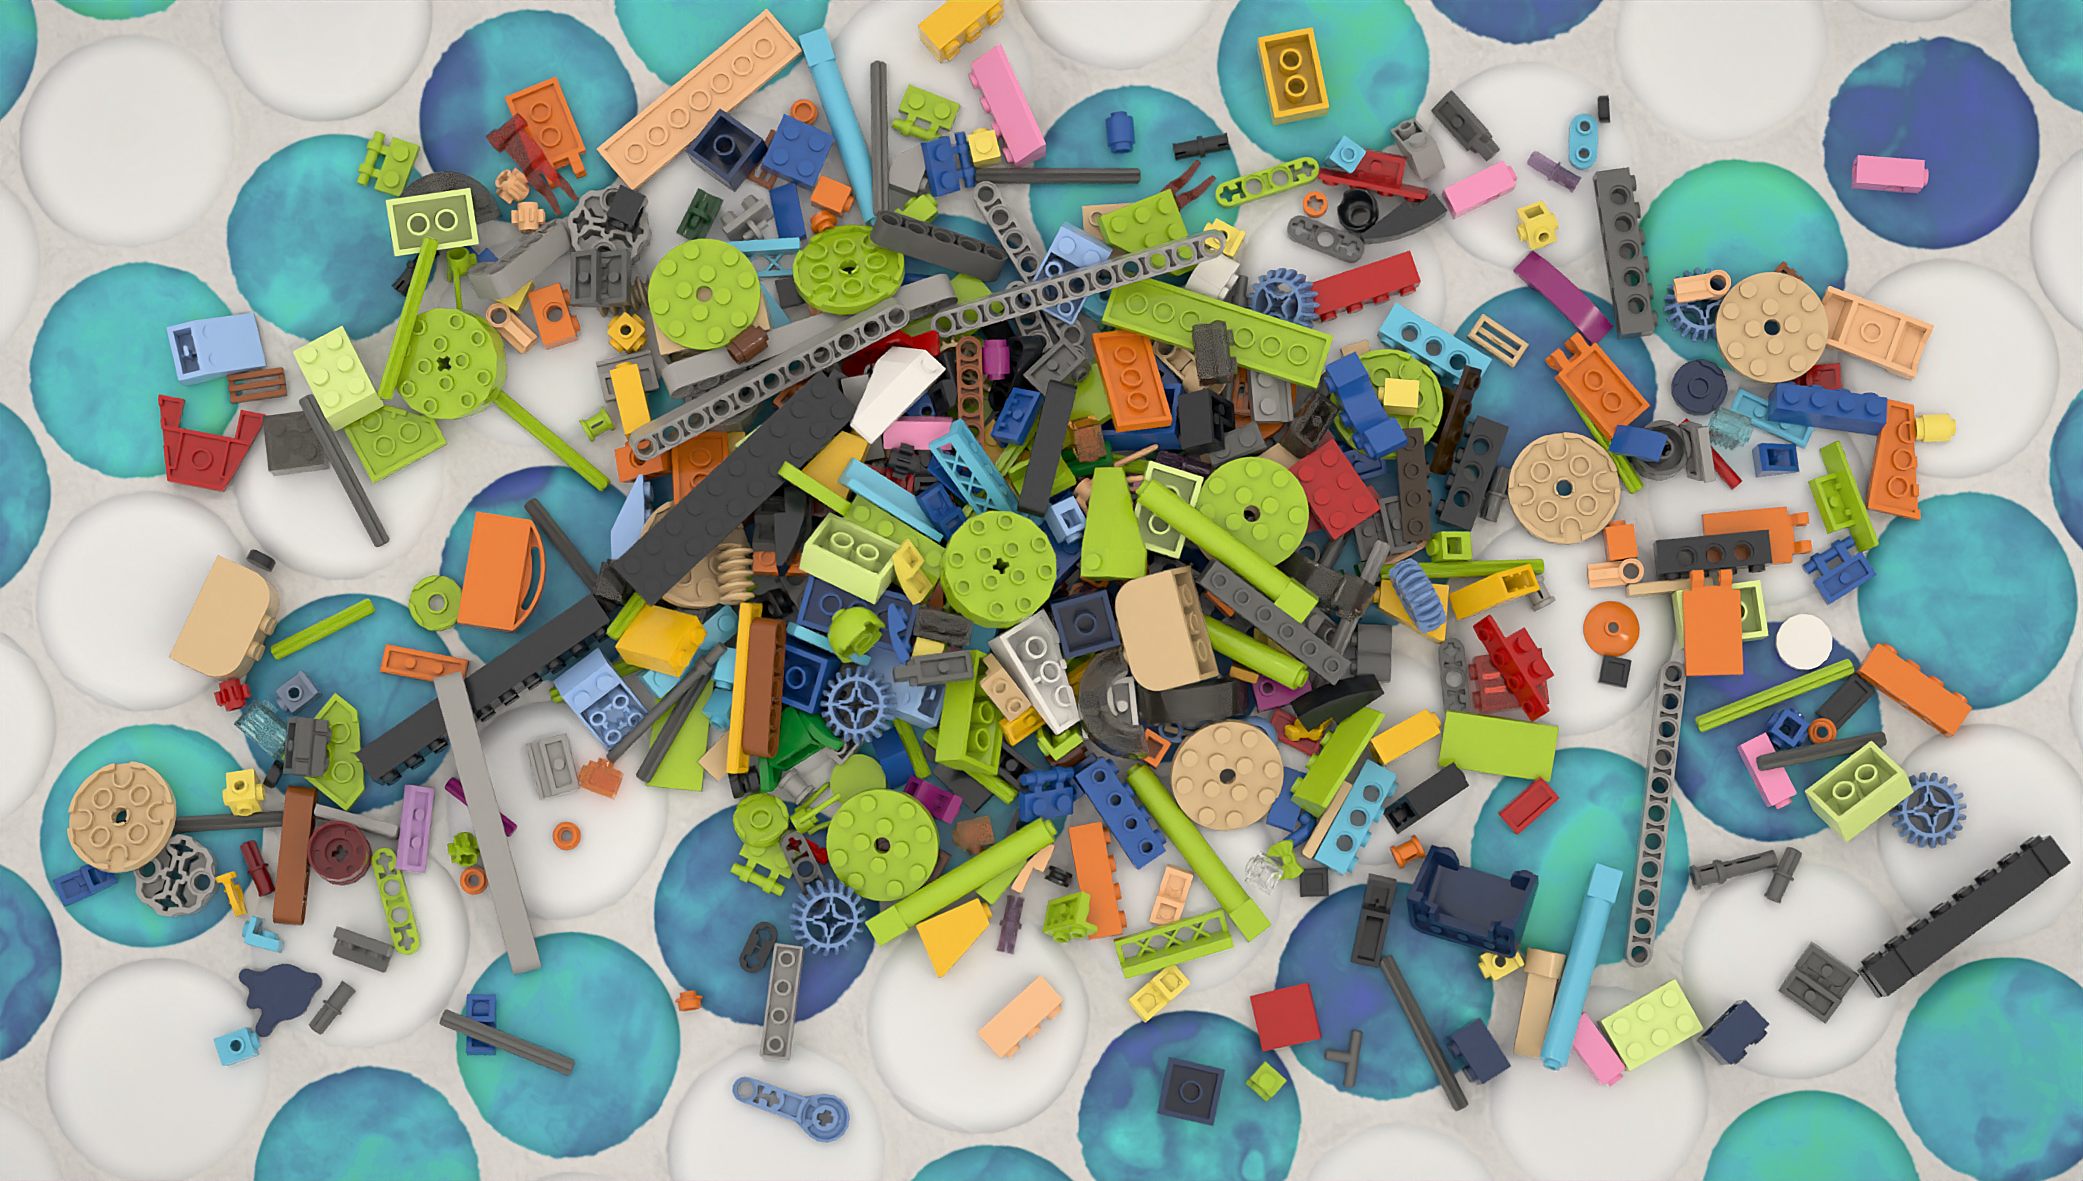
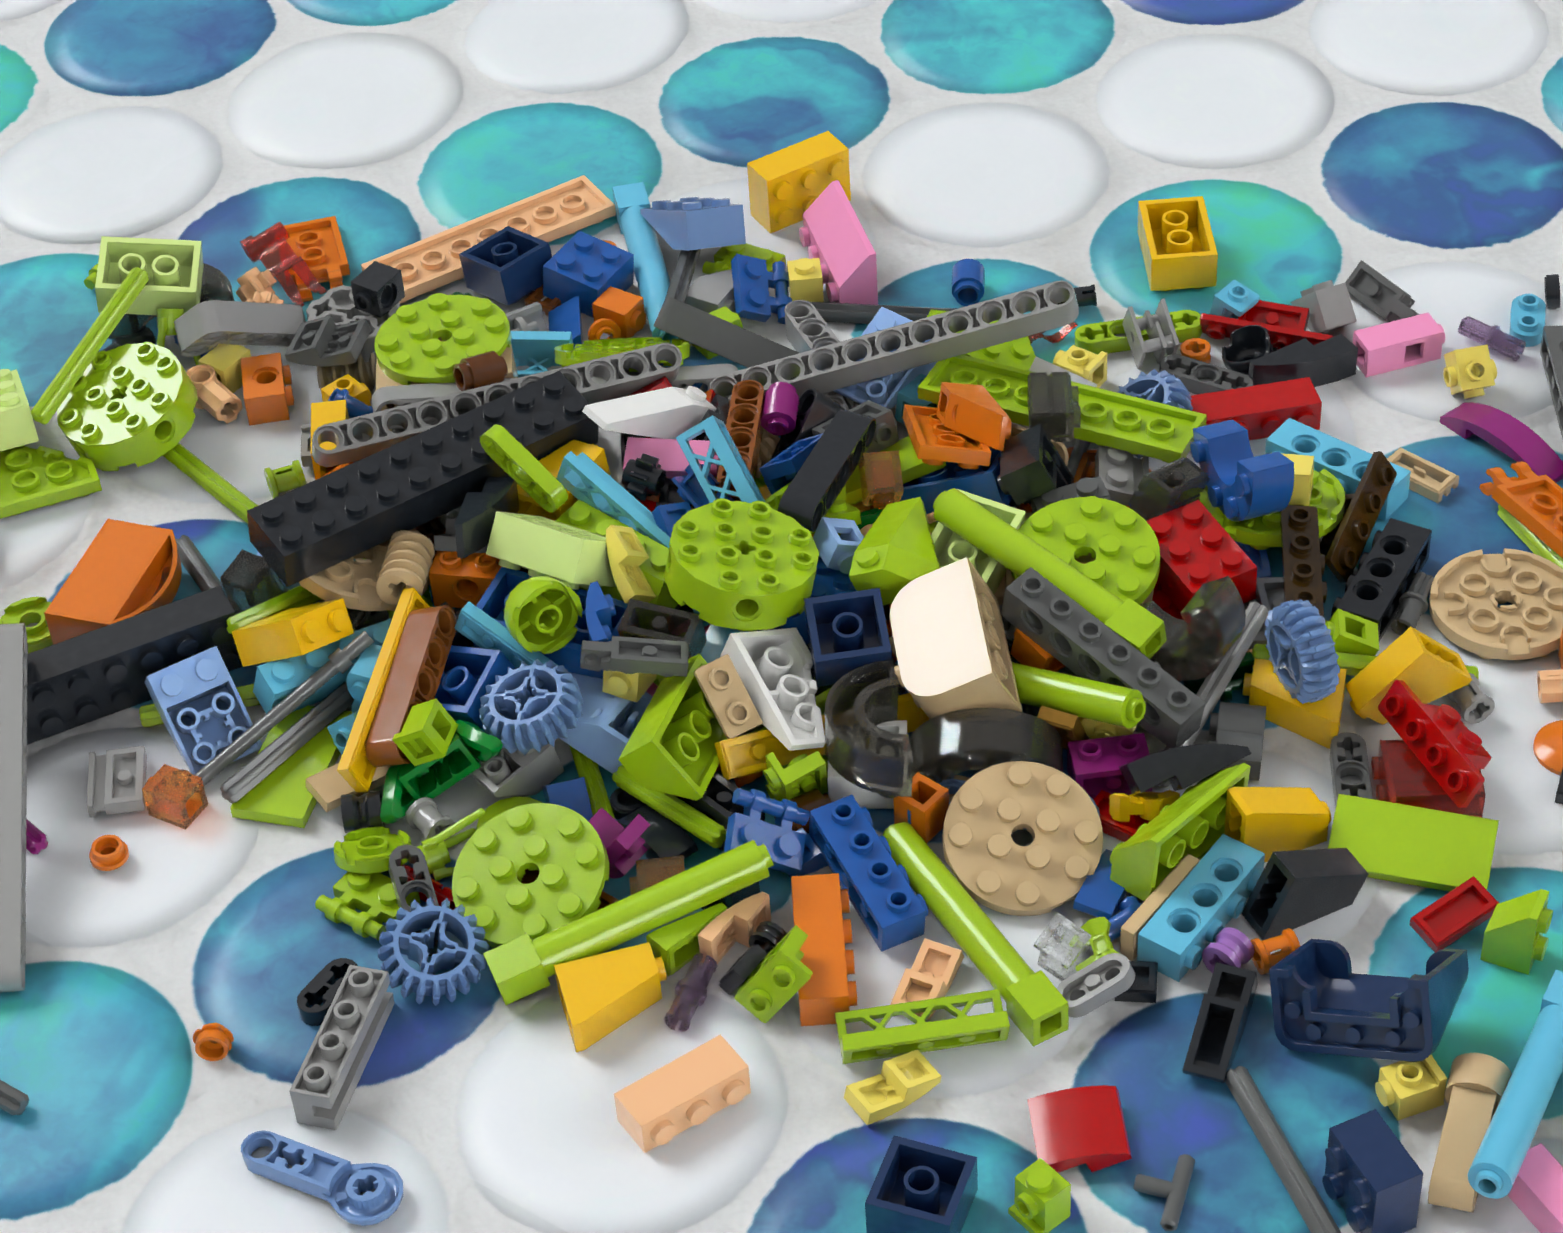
camera: 10 degrees right, 40 degrees down
(636, 354) = (354, 406): none -> blue pin
(787, 737) = (426, 732): none -> lime brick
(881, 91) = (697, 222): none -> medium blue slope
(1044, 905) = (742, 968): none -> black tile
(1149, 364) = (973, 413): none -> orange slope
(1287, 216) = (1159, 331): none -> light grey piece
(1288, 897) = (1097, 984): none -> light grey plate
(1375, 858) = (1230, 949): none -> medium lavender wheel
(1570, 827) = (1516, 931): none -> lime slope

